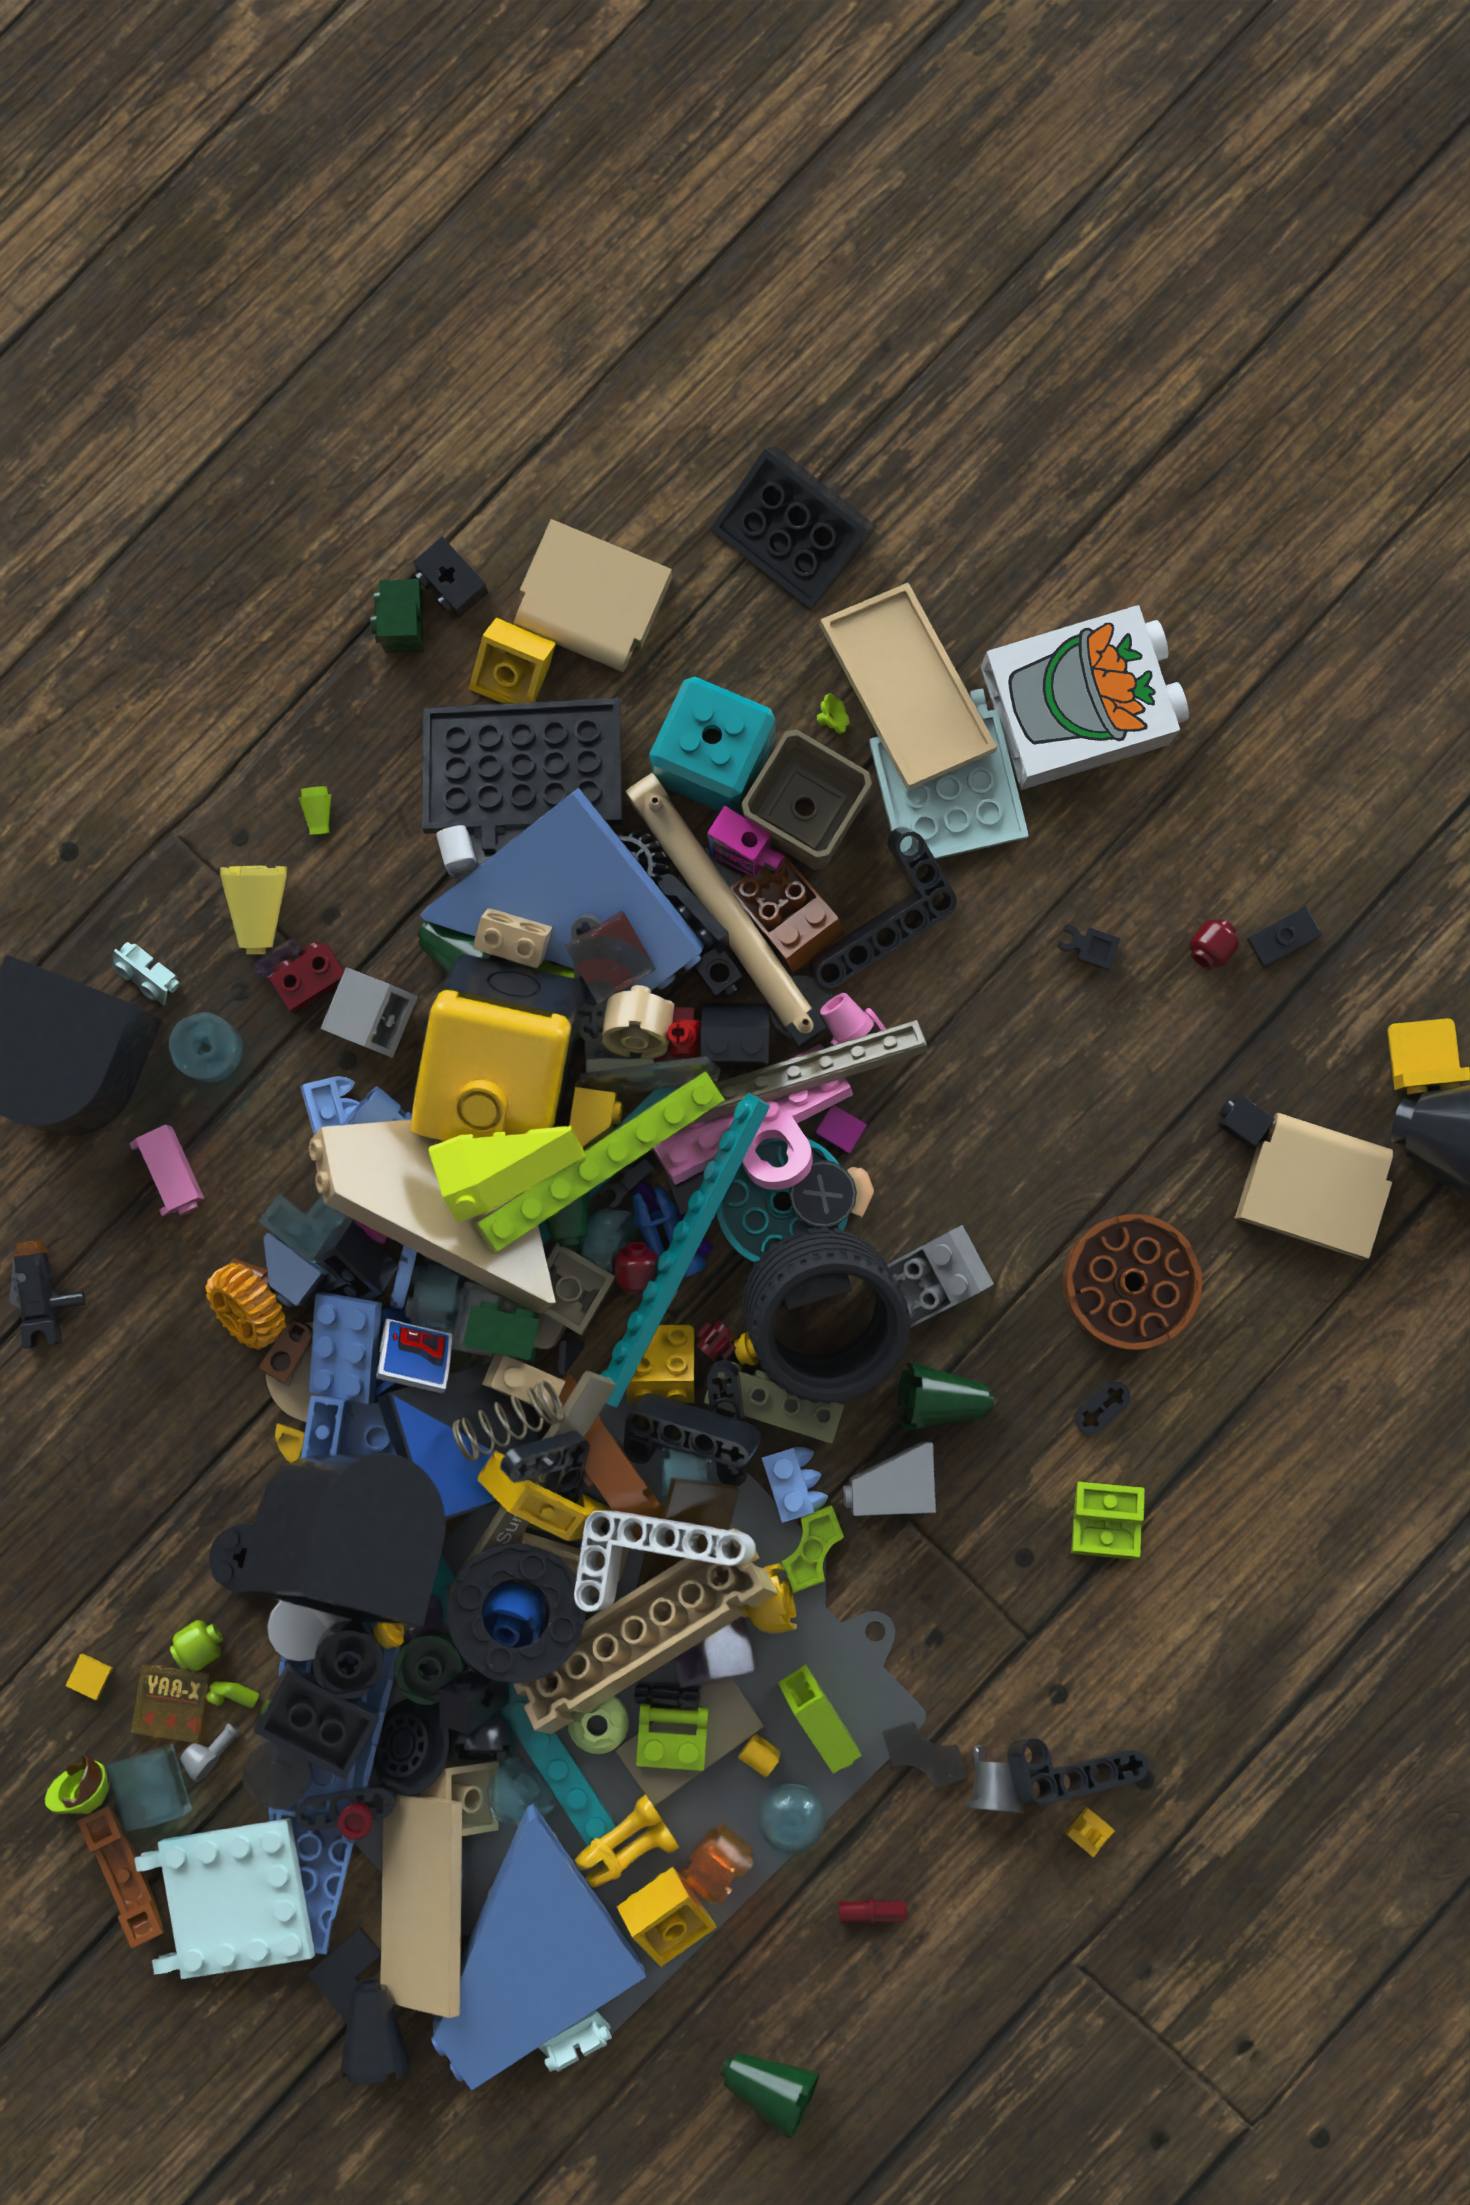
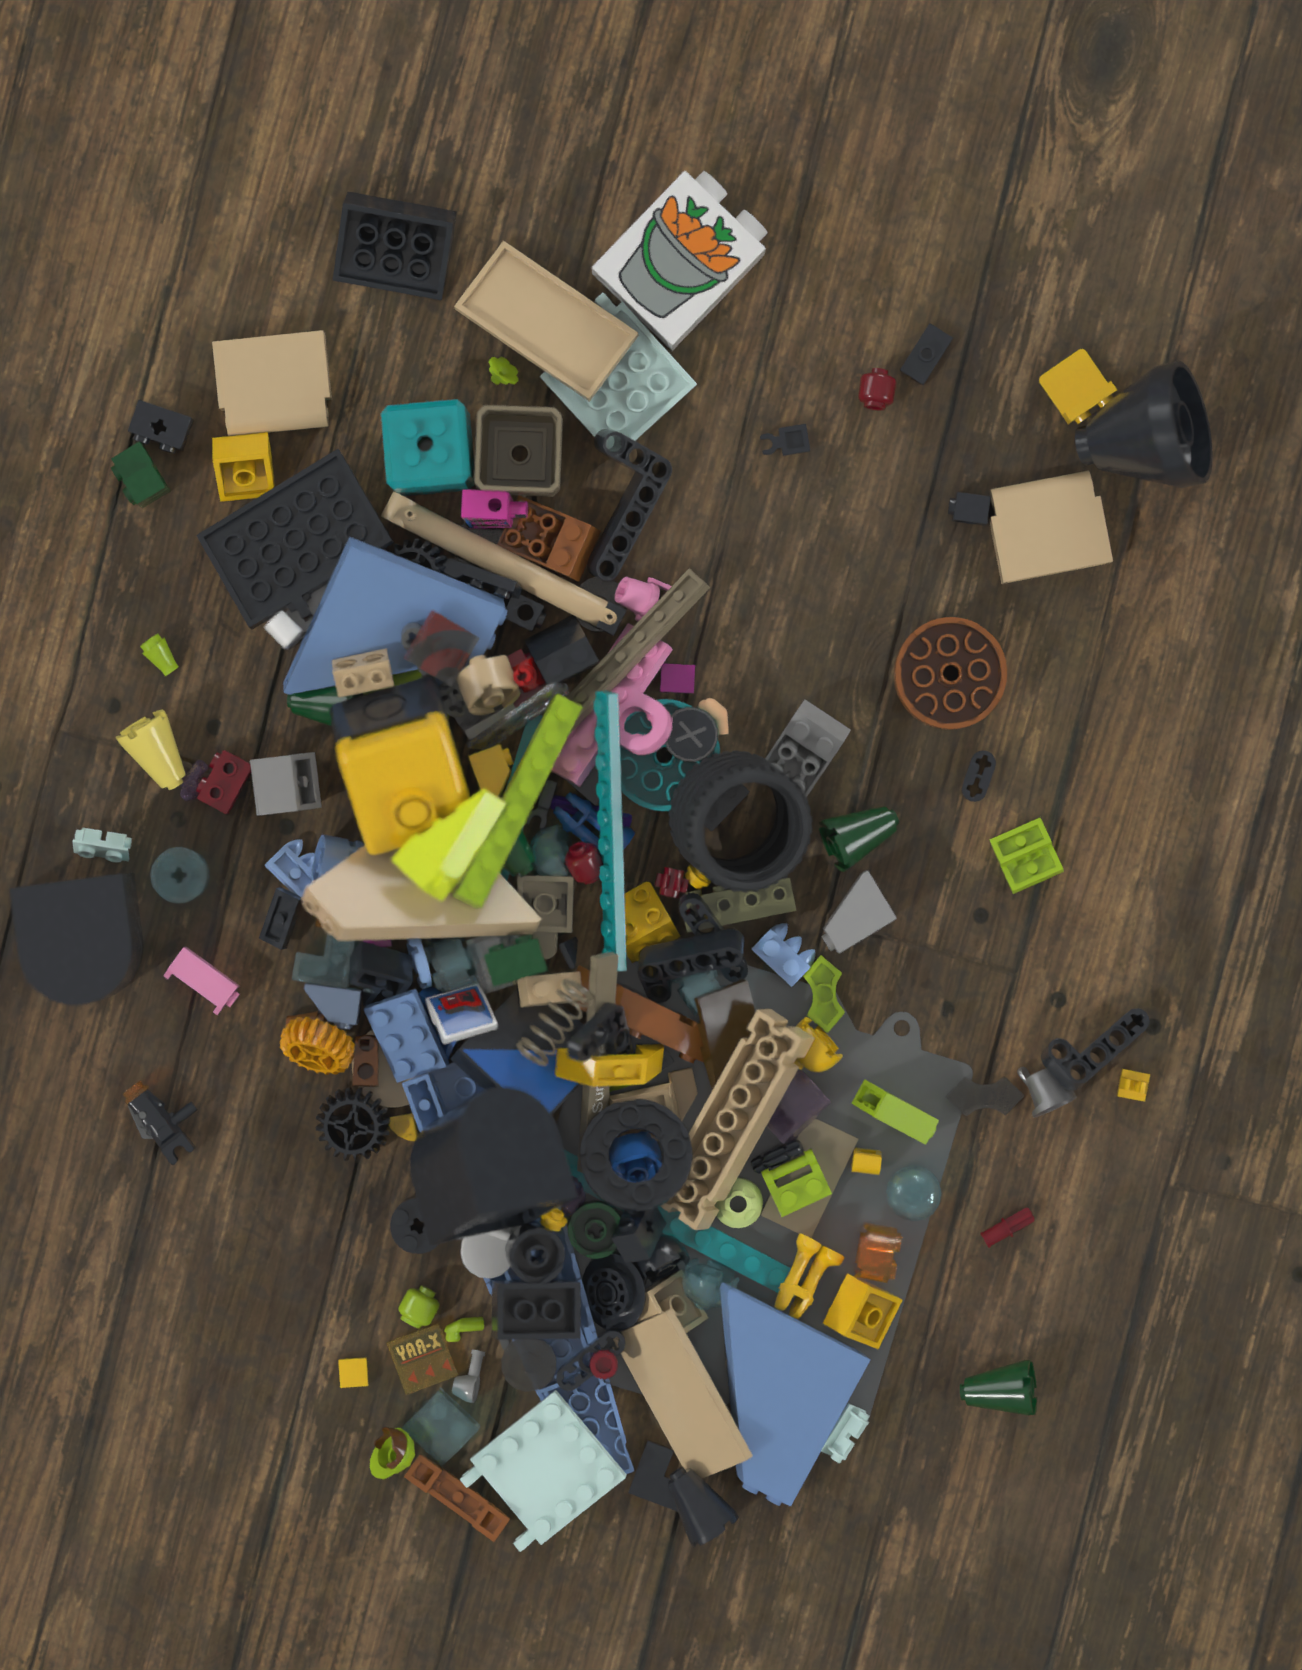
camera: 30 degrees left, 5 degrees up
(258, 1425) = (343, 1123): none -> black gear
(284, 1151) = (281, 918): none -> black plate
(652, 1540) = (704, 1049): white beam -> none

